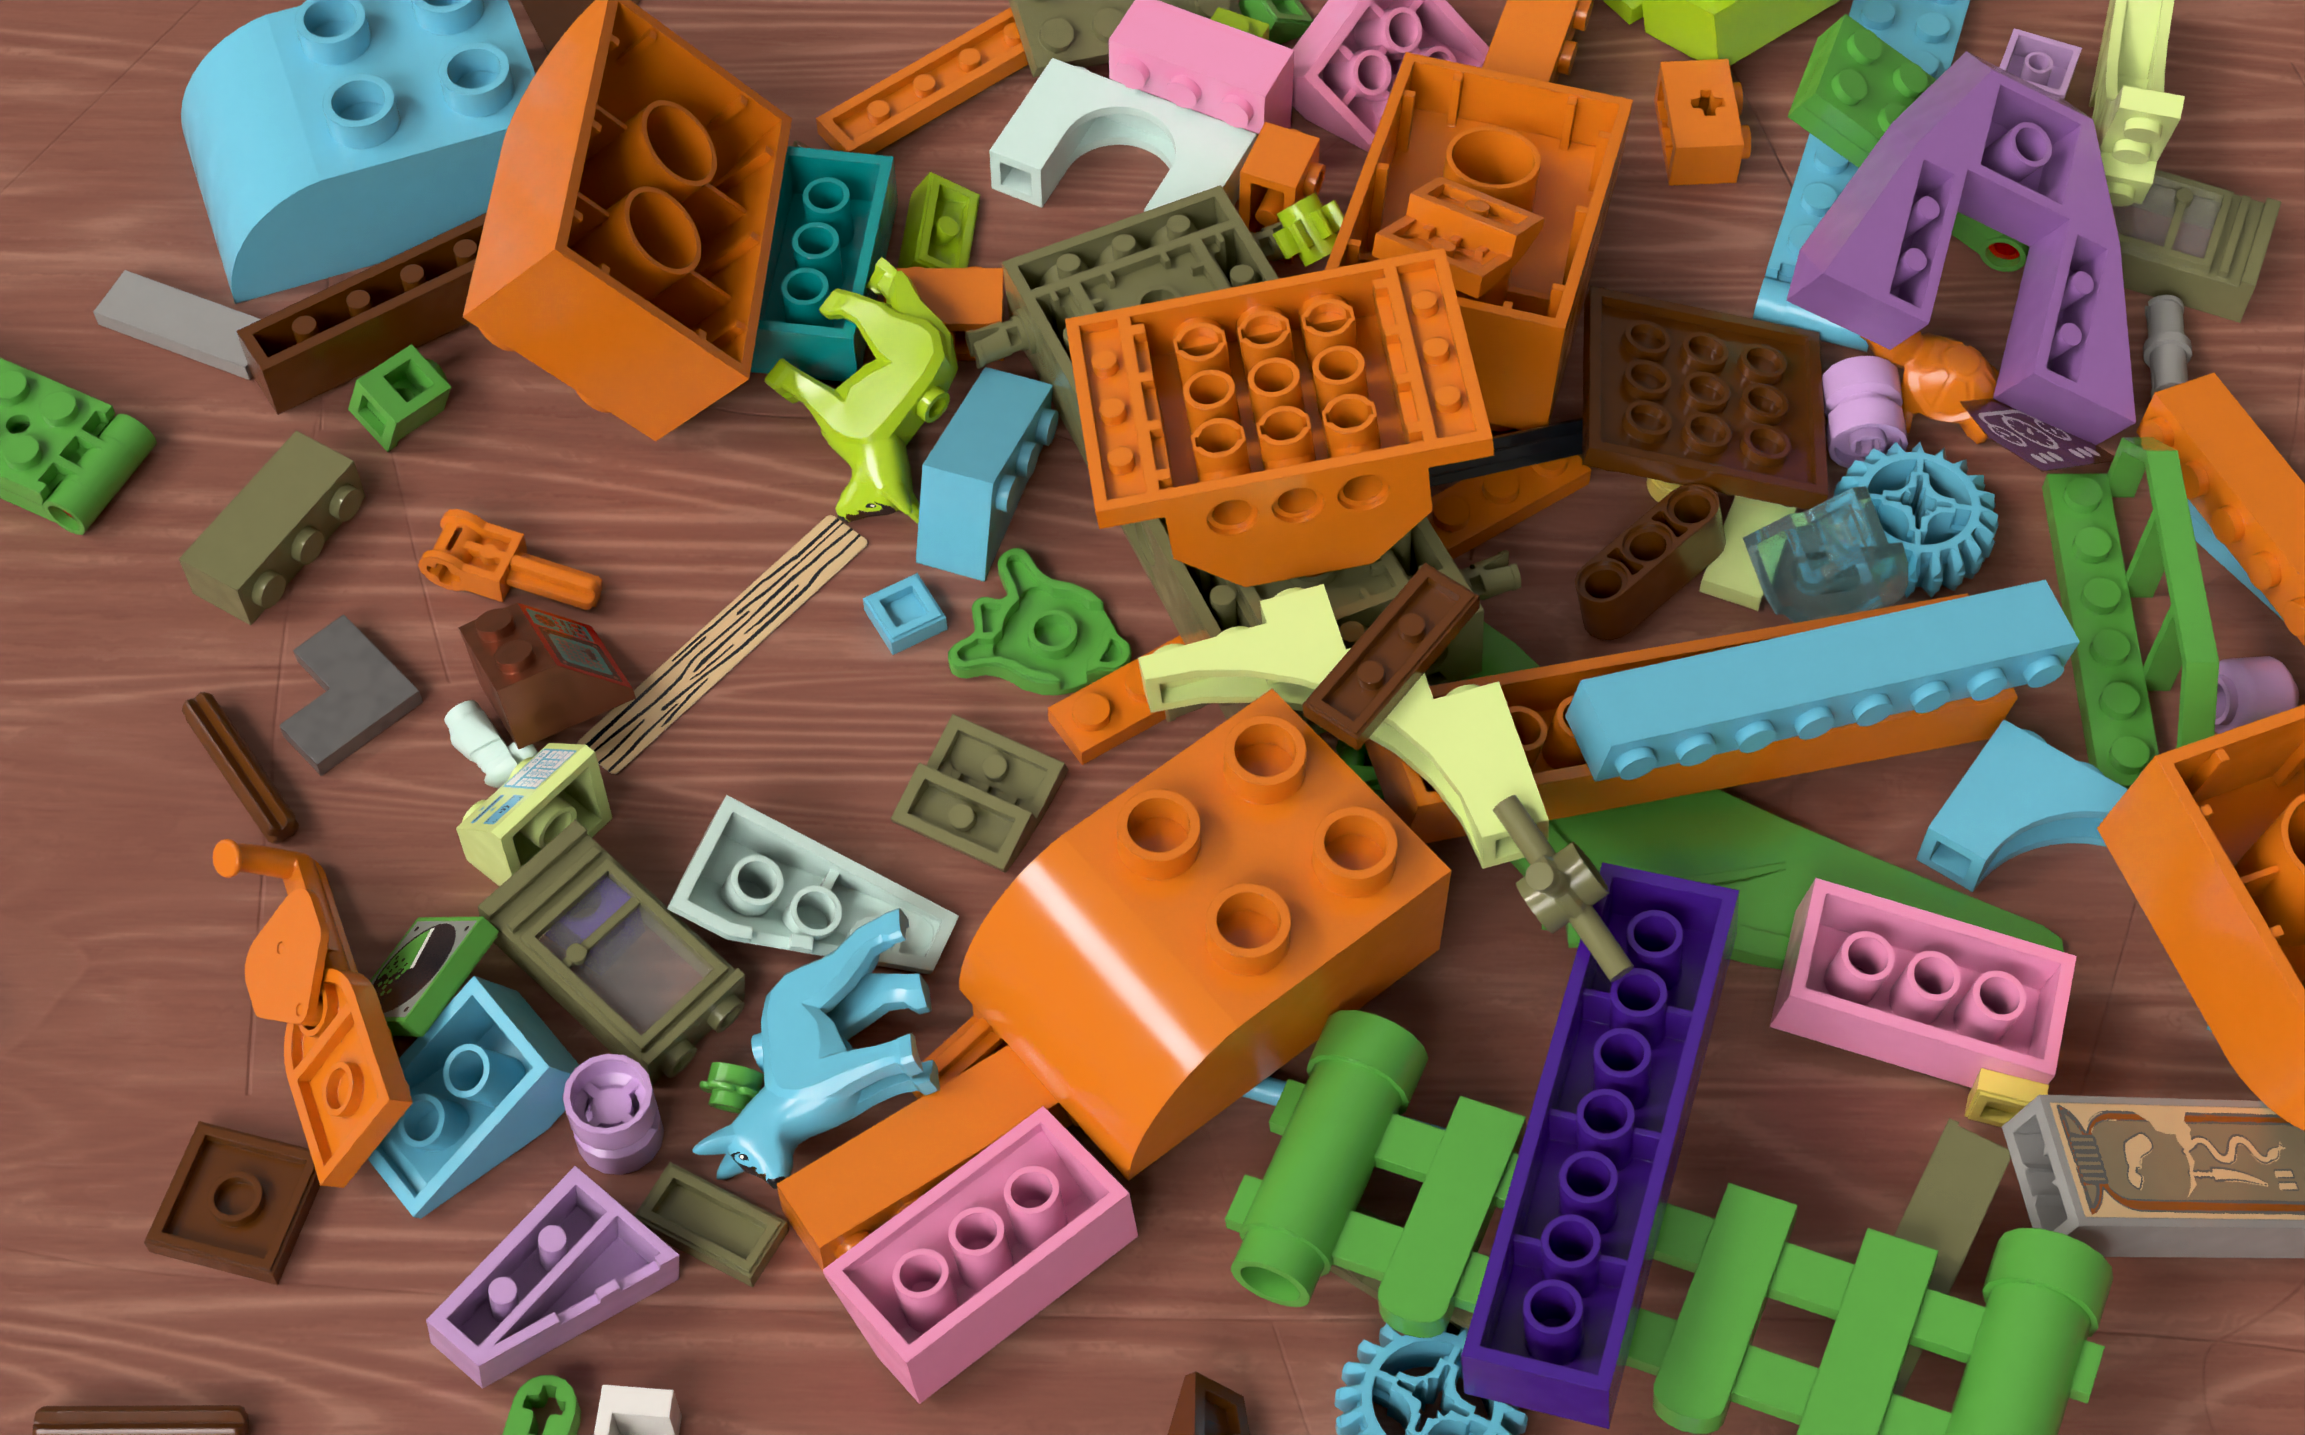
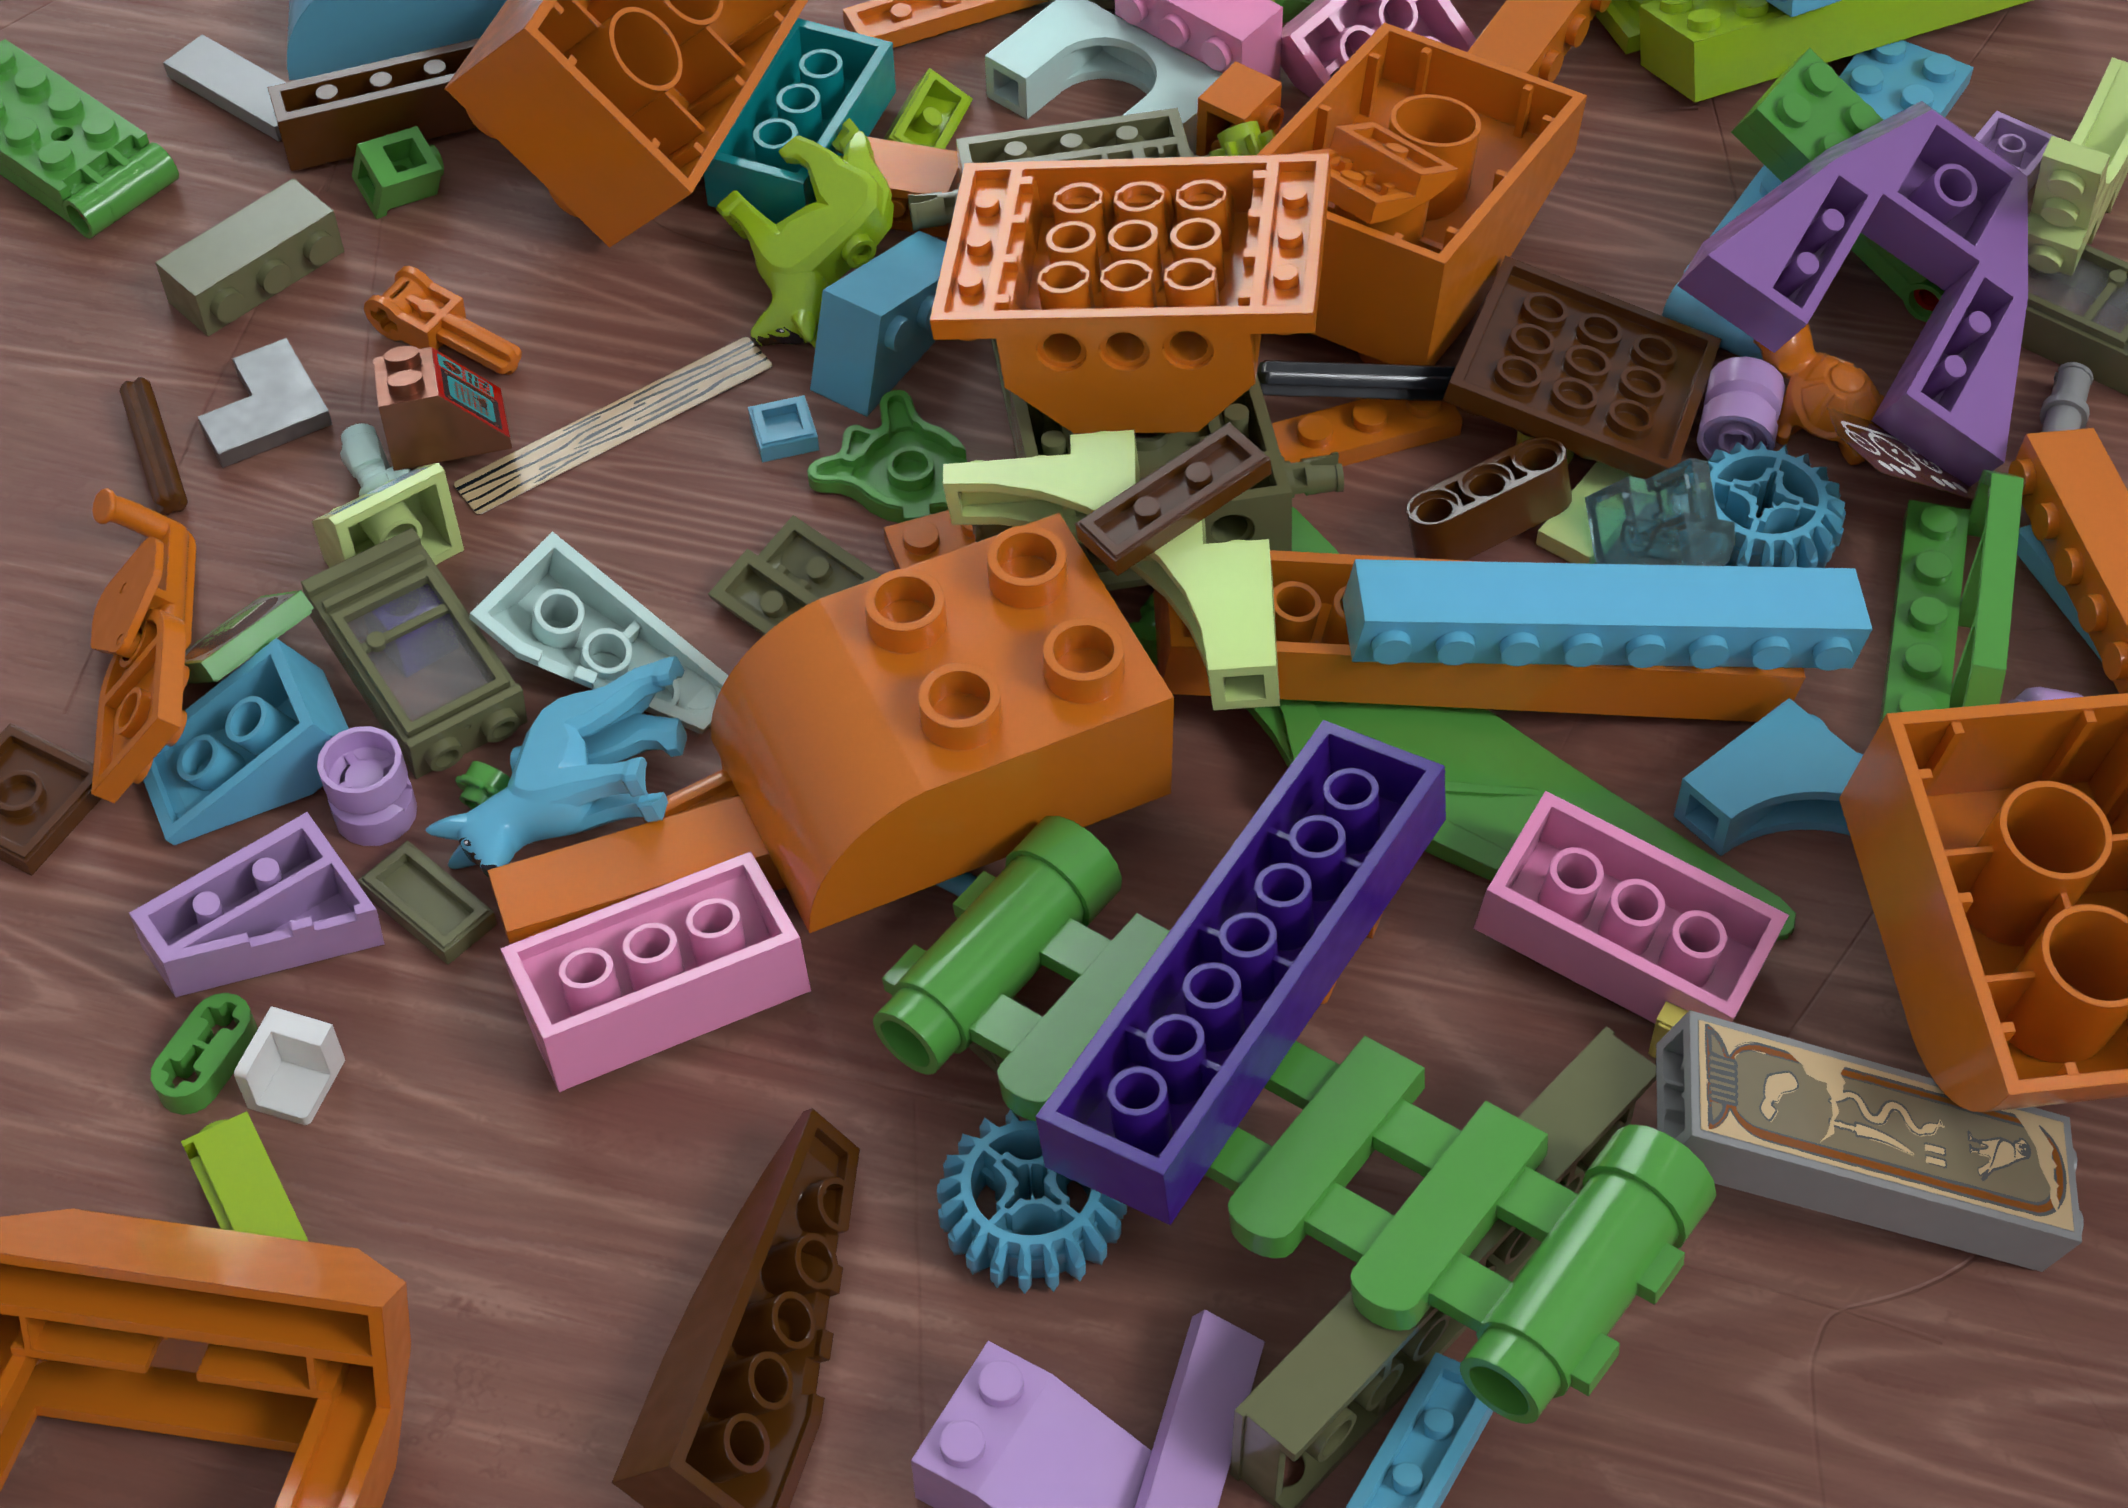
camera: 15 degrees right, 5 degrees down
(1563, 888) = (1267, 725): olive bar -> none
(1701, 122) = (1664, 143): orange brick -> none

